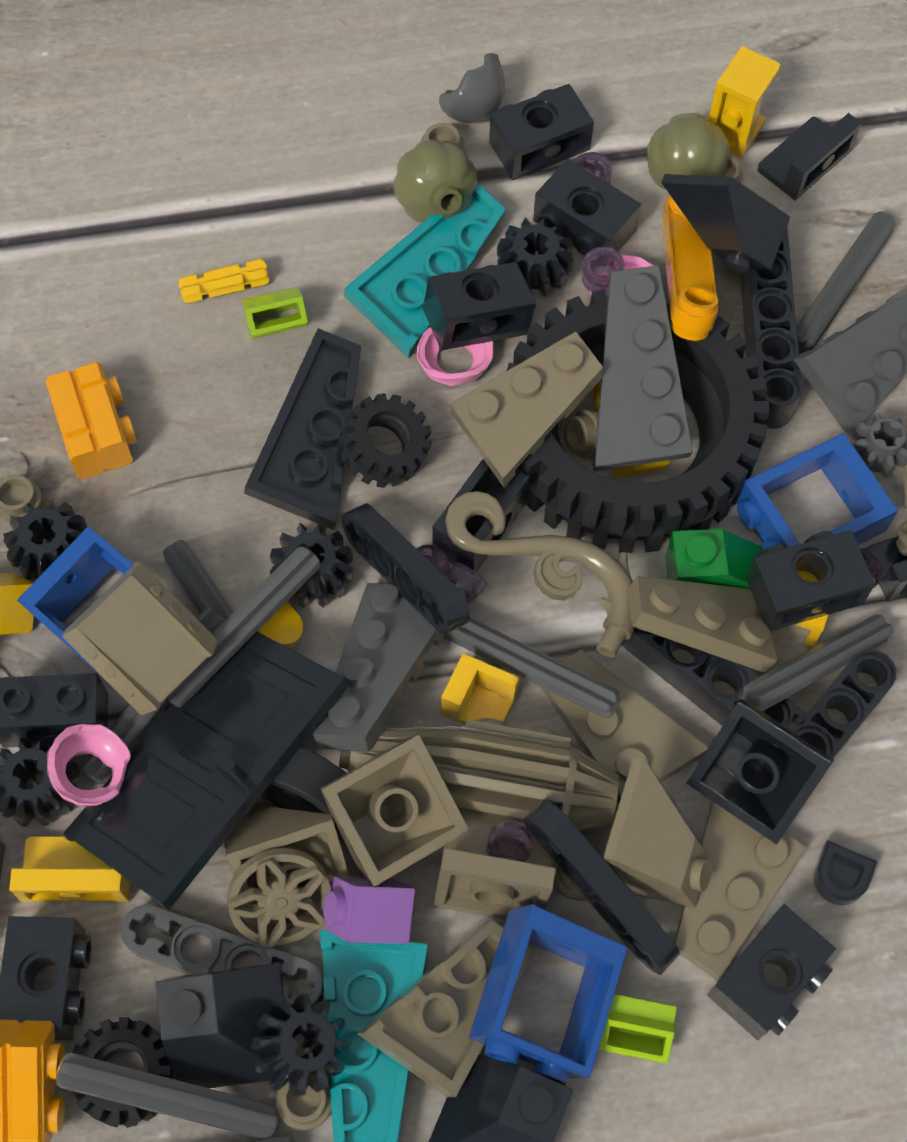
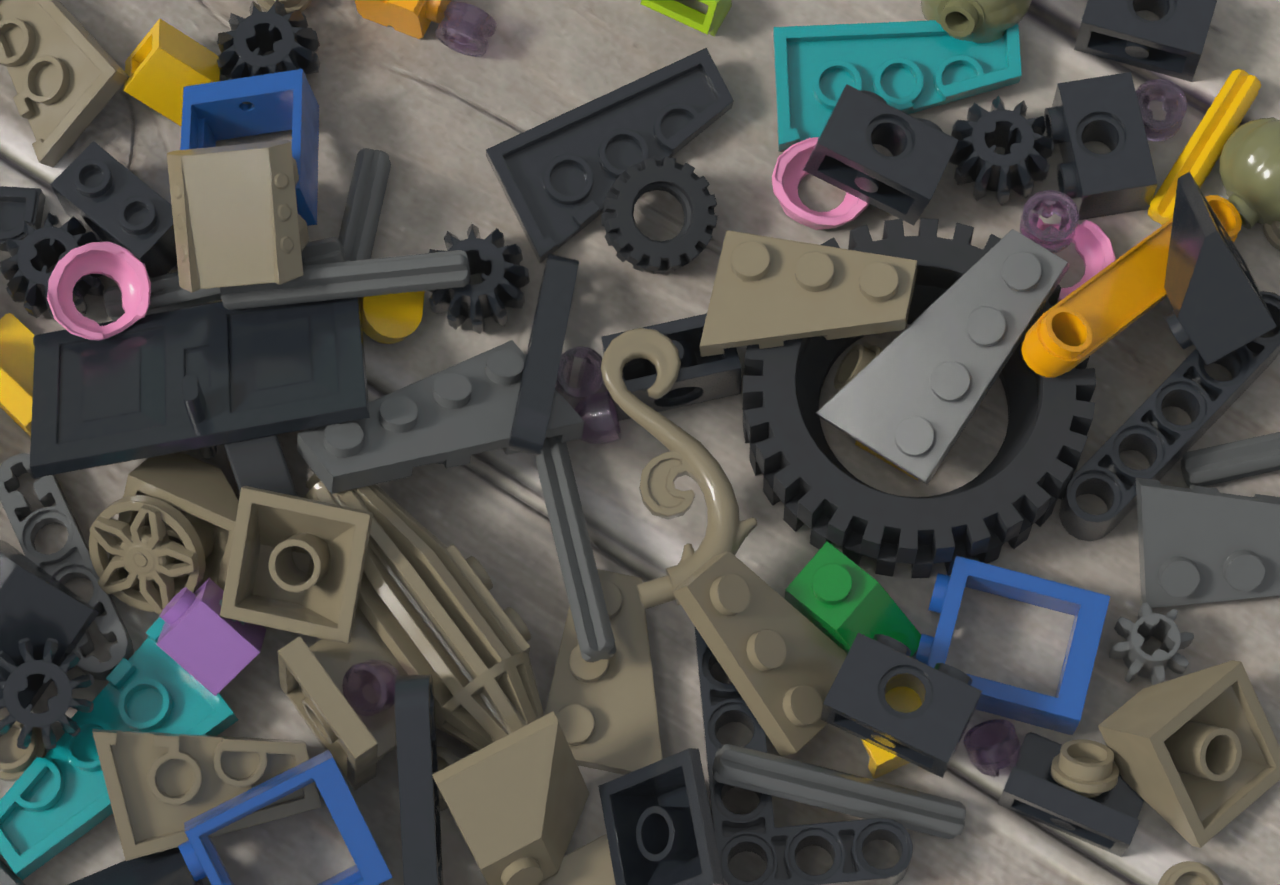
camera: 50 degrees right, 5 degrees up
(159, 431) = (466, 29): none -> clear purple bush
(478, 692) = (503, 535): yellow panel -> none
(635, 173) = (1207, 140): none -> yellow axle

